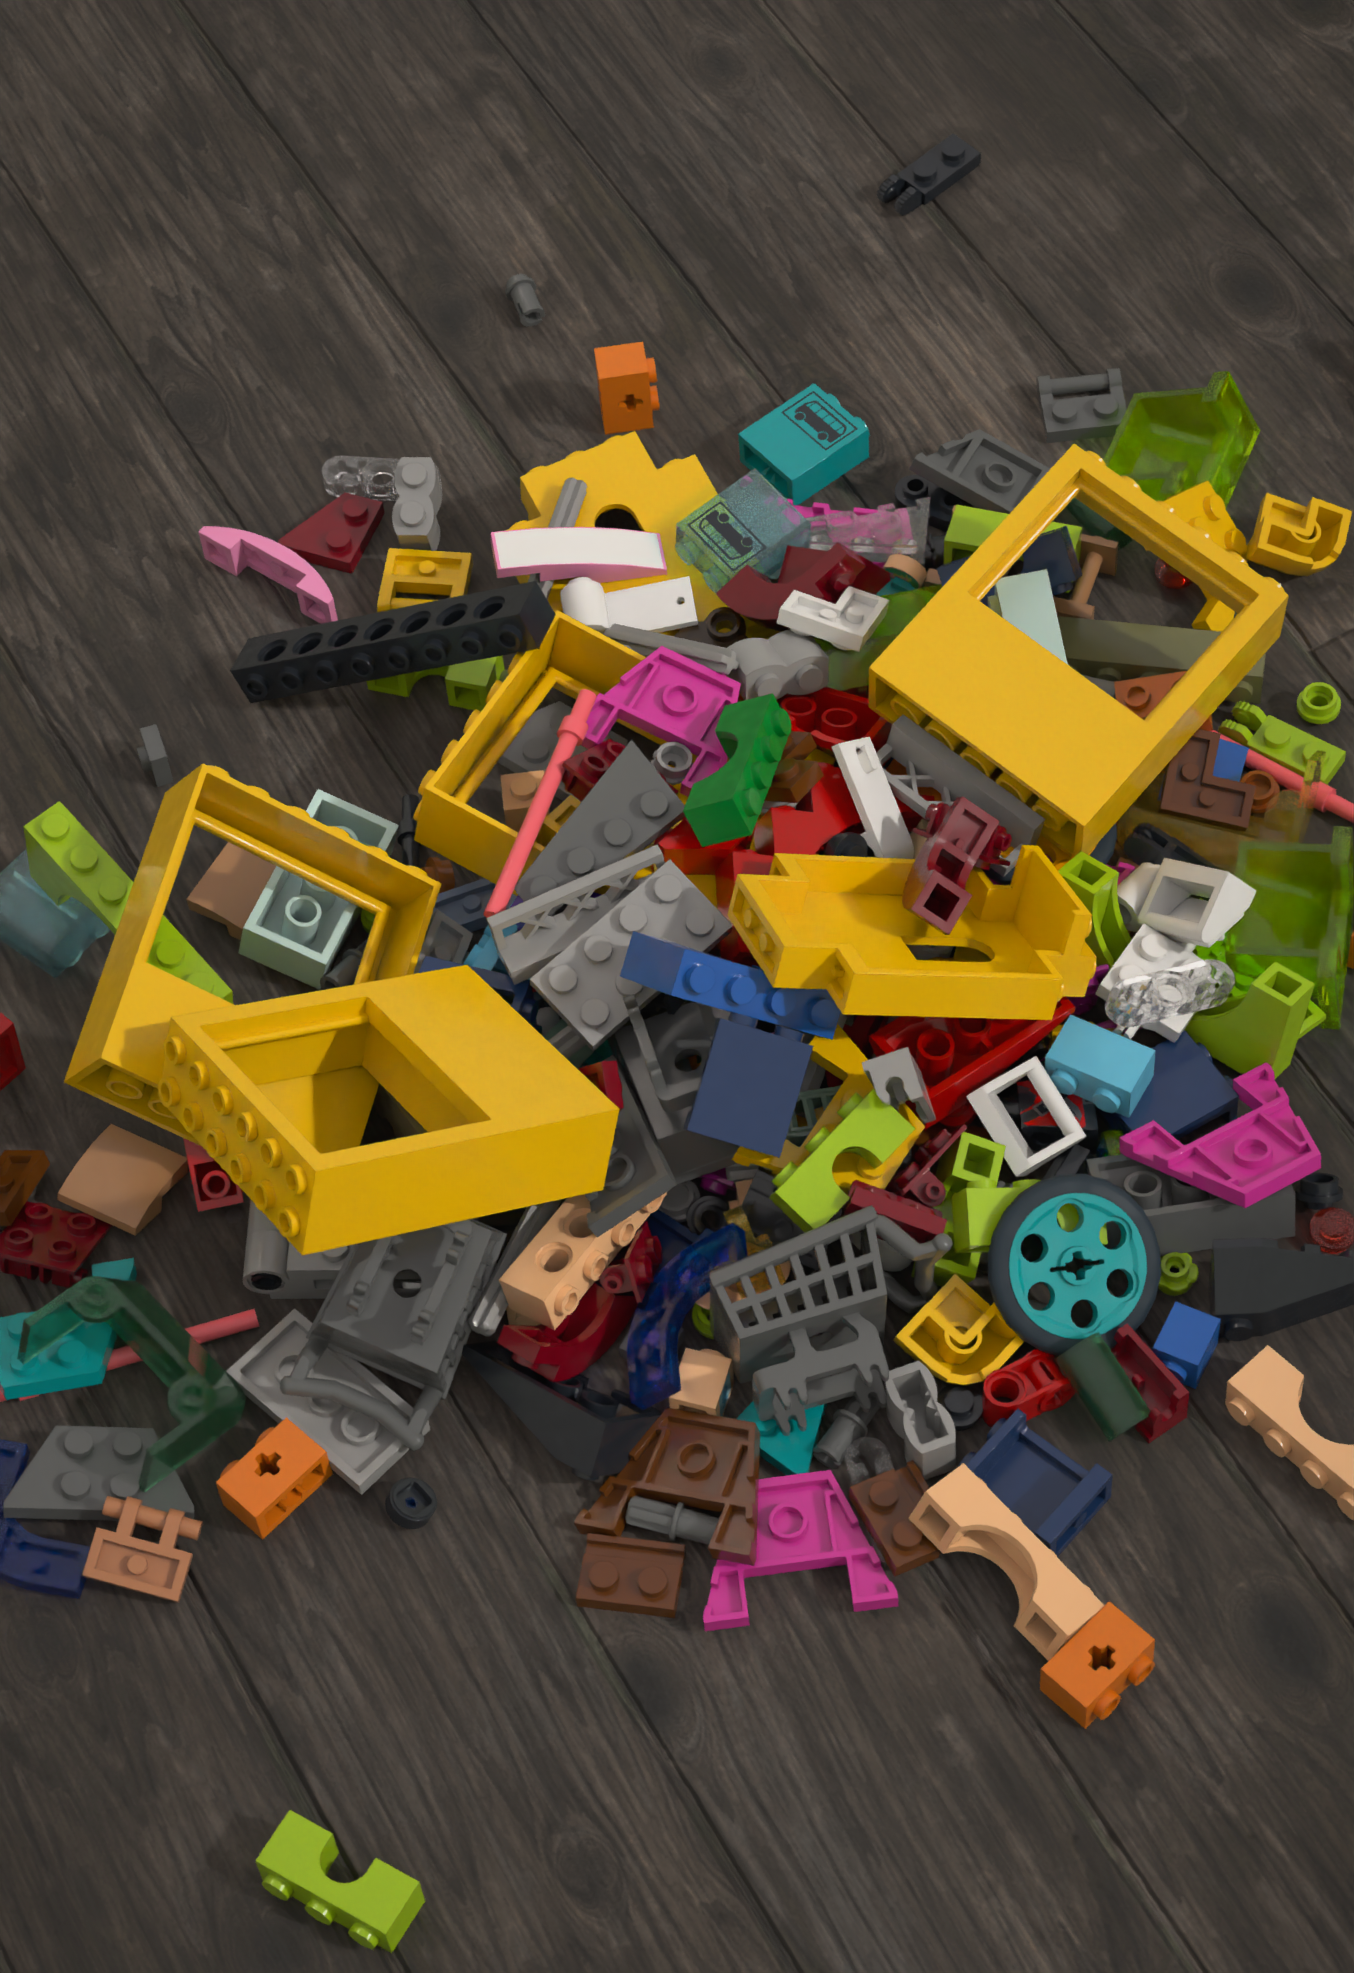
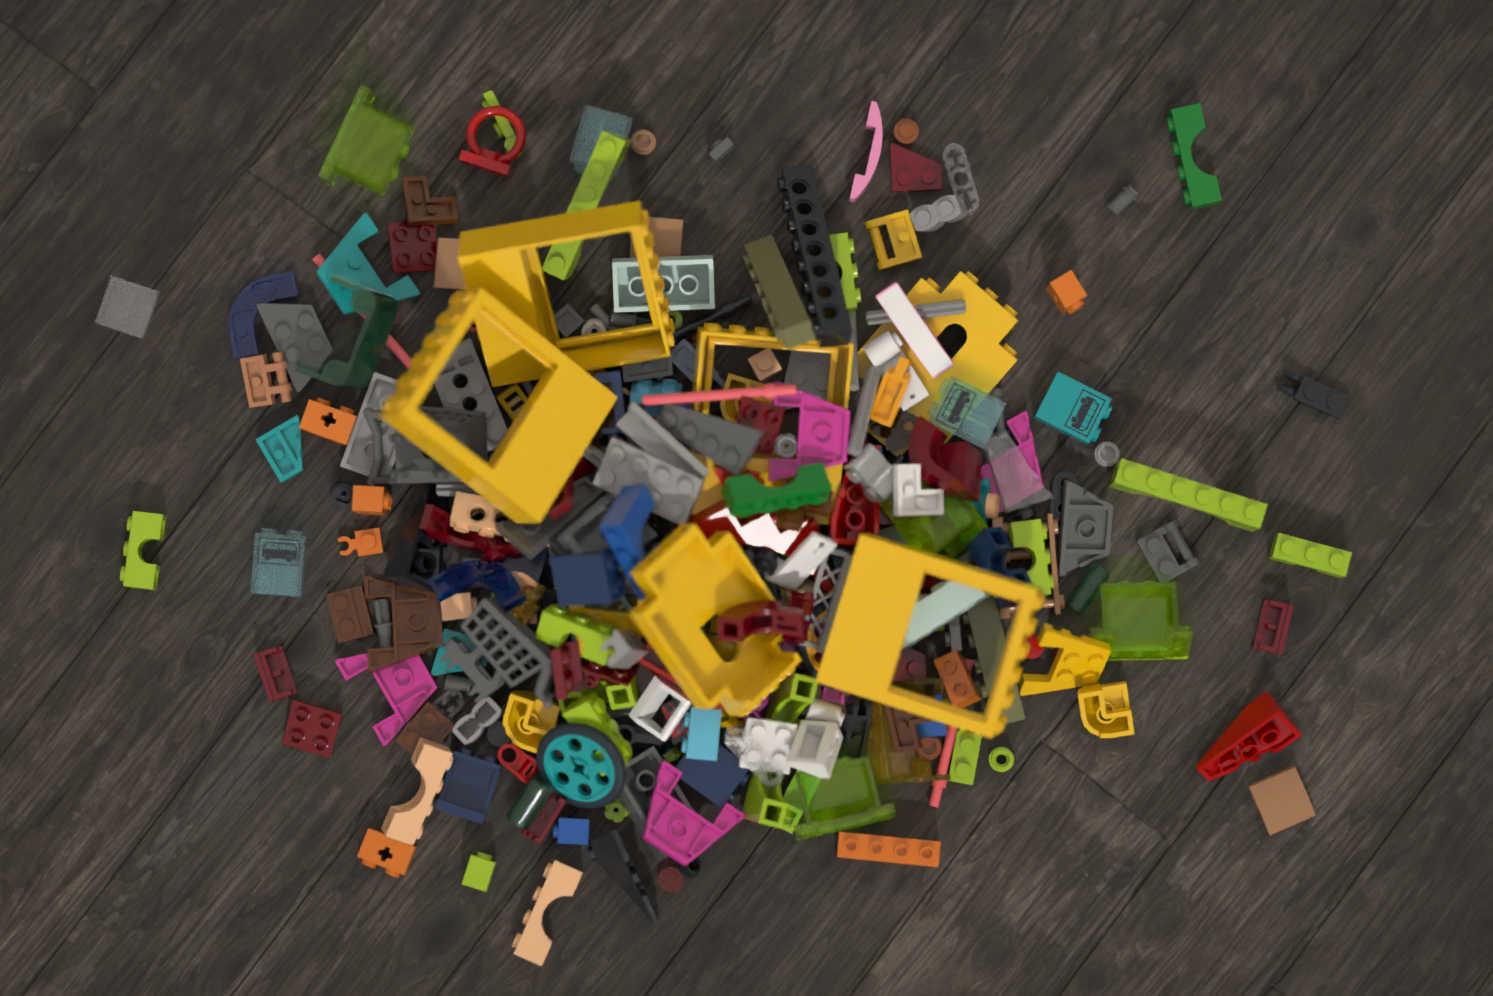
camera: 60 degrees right, 30 degrees up
(271, 520) = (906, 131): none -> dark orange plate
(281, 1573) = (284, 449): none -> teal wing
(422, 699) = (778, 292): none -> olive brick
(445, 1446) = (371, 500): none -> orange brick
(482, 1654) = (279, 563): none -> clear light blue brick
(514, 1503) = (366, 542): none -> orange plate
(553, 208) = (1200, 188): none -> green arch
(656, 611) = (891, 393): none -> light orange hinge
(680, 1743) = (275, 673): none -> dark red hinge
(810, 1711) = (312, 728): none -> dark red hinge
(895, 429) = (1106, 454): none -> light grey plate
(1057, 277) = (1147, 481): none -> lime arch
(1151, 609) = (1034, 649): none -> red plate
(1181, 218) = (1310, 554): none -> lime arch
(1199, 1518) = (479, 871): none -> lime brick
(1257, 311) = (1272, 627): none -> dark red hinge

